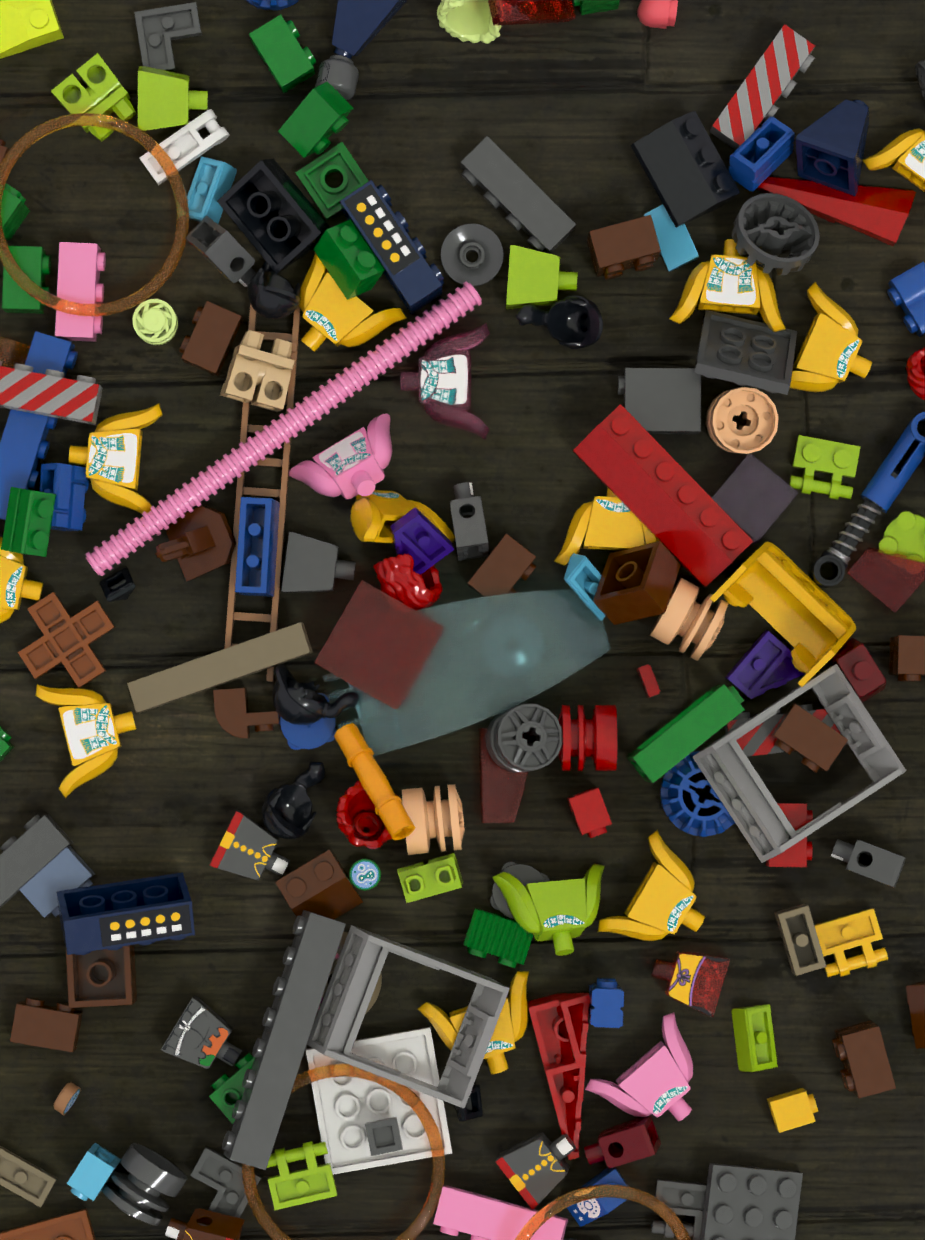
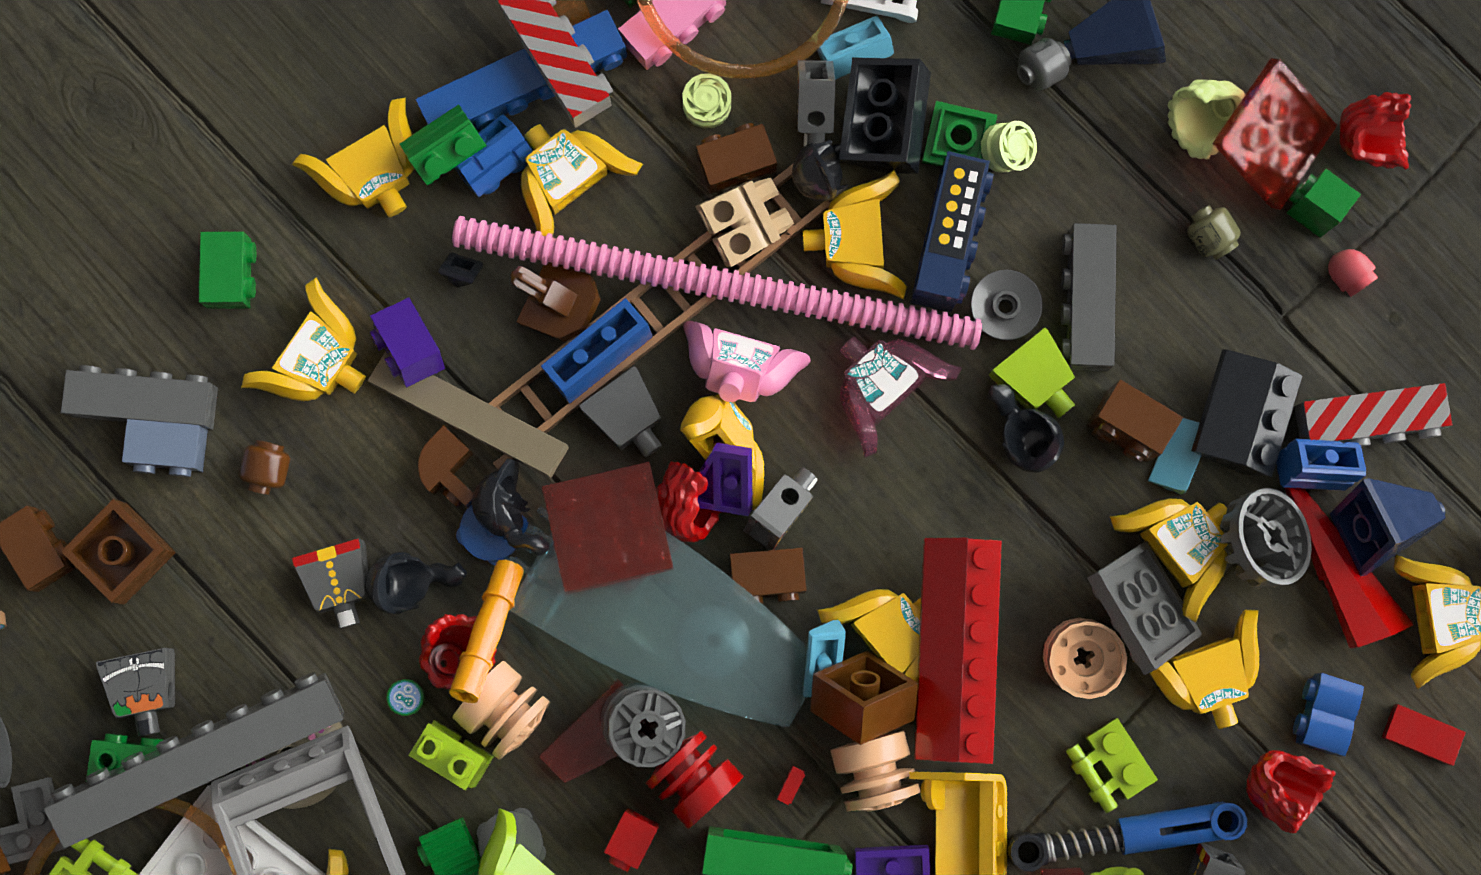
camera: 45 degrees right, 5 degrees down
(66, 640) = (376, 267): dark orange plate -> none
(125, 913) = (182, 524): dark blue brick -> none
(131, 829) = (264, 466): none -> reddish brown head
(136, 664) = (407, 343): none -> dark purple brick
(316, 120) = (995, 75): green brick -> none
(319, 887) = (358, 669): reddish brown slope -> none
(349, 259) = (906, 205): green brick -> none
(370, 155) = (1008, 146): none -> yellowish green wheel
(550, 75) = (1214, 232): none -> olive head
(663, 399) = (1039, 574): dark grey brick -> none
(754, 497) = (1030, 729): brick -> none

